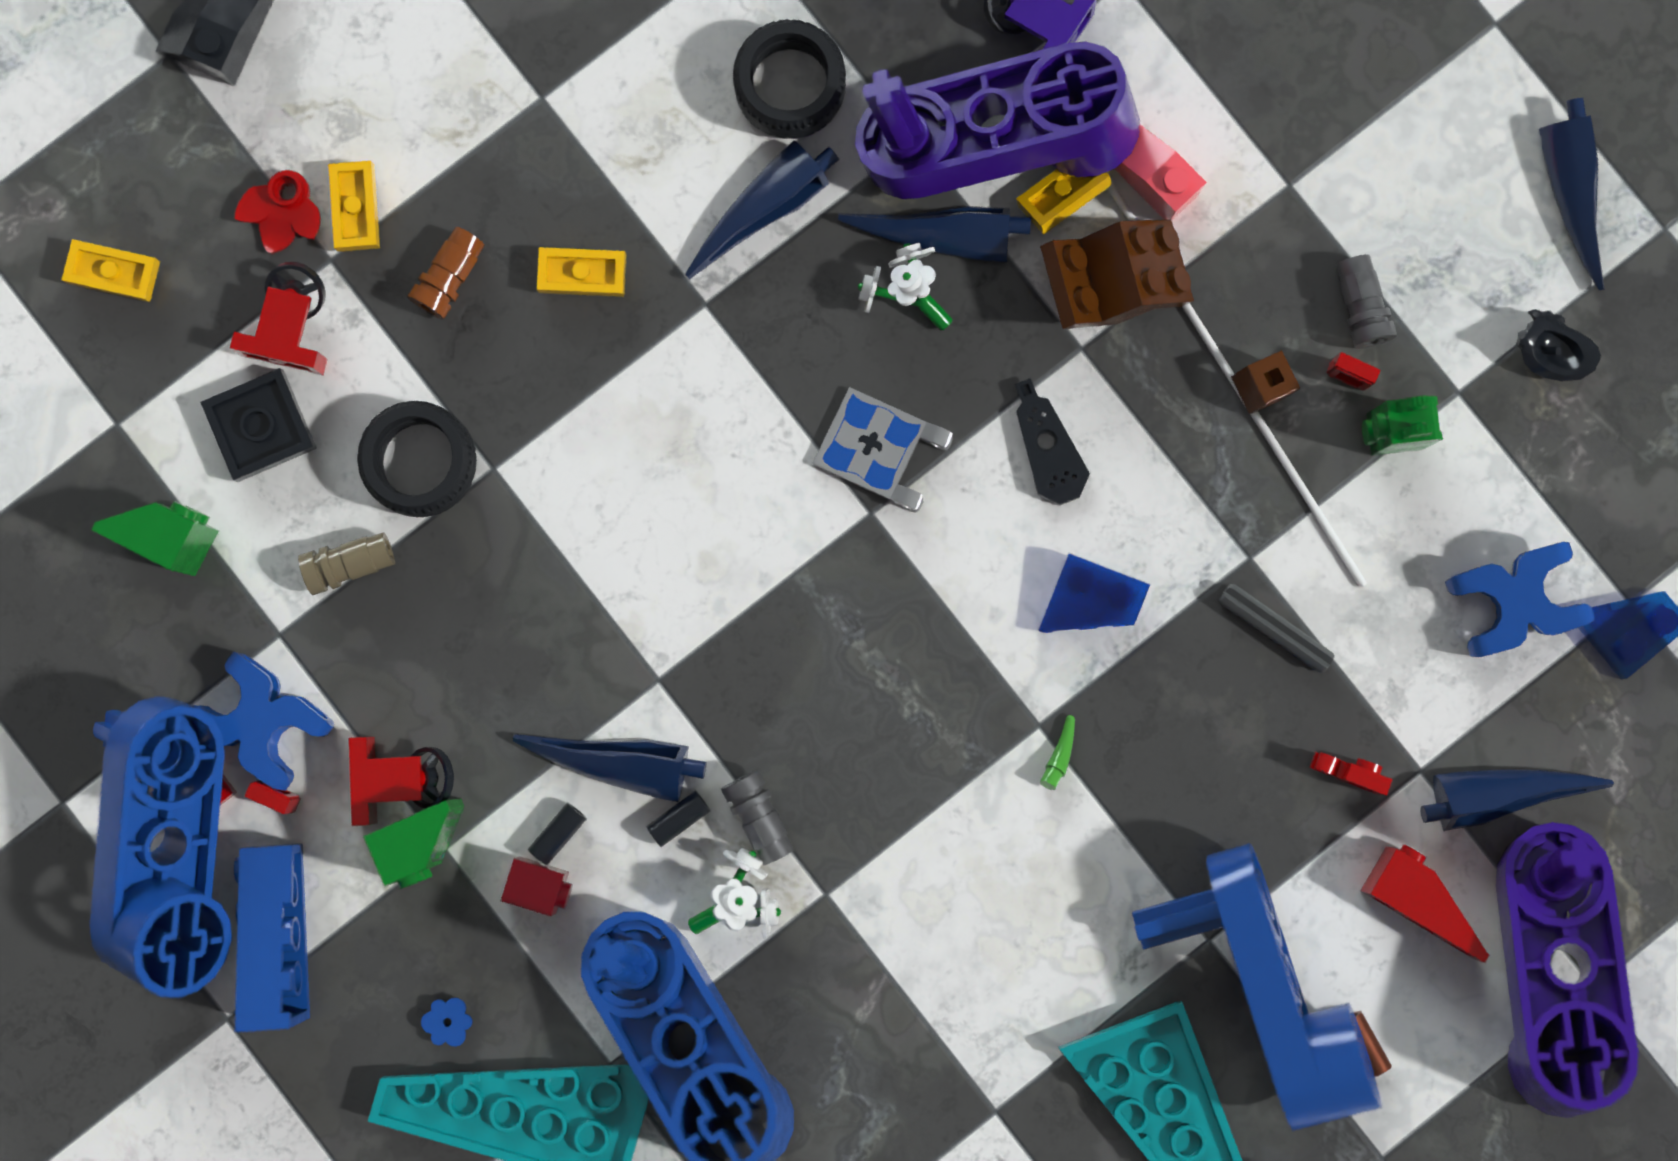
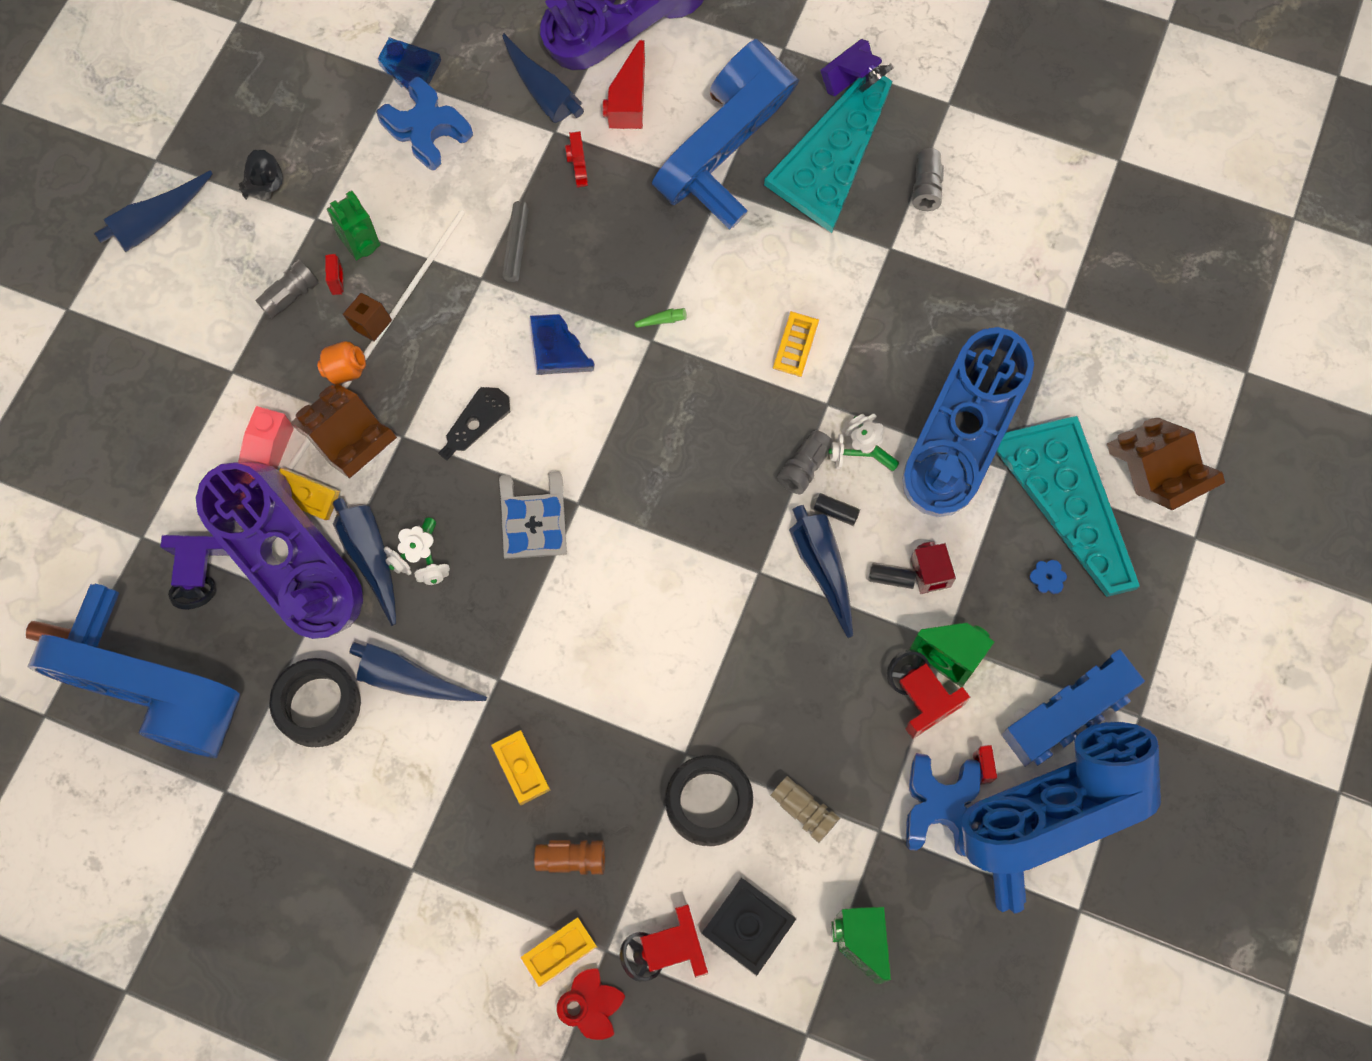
camera: 120 degrees left, 15 degrees down
(952, 929) = (804, 322): none -> yellow slope
(1215, 318) = (341, 362): none -> orange head

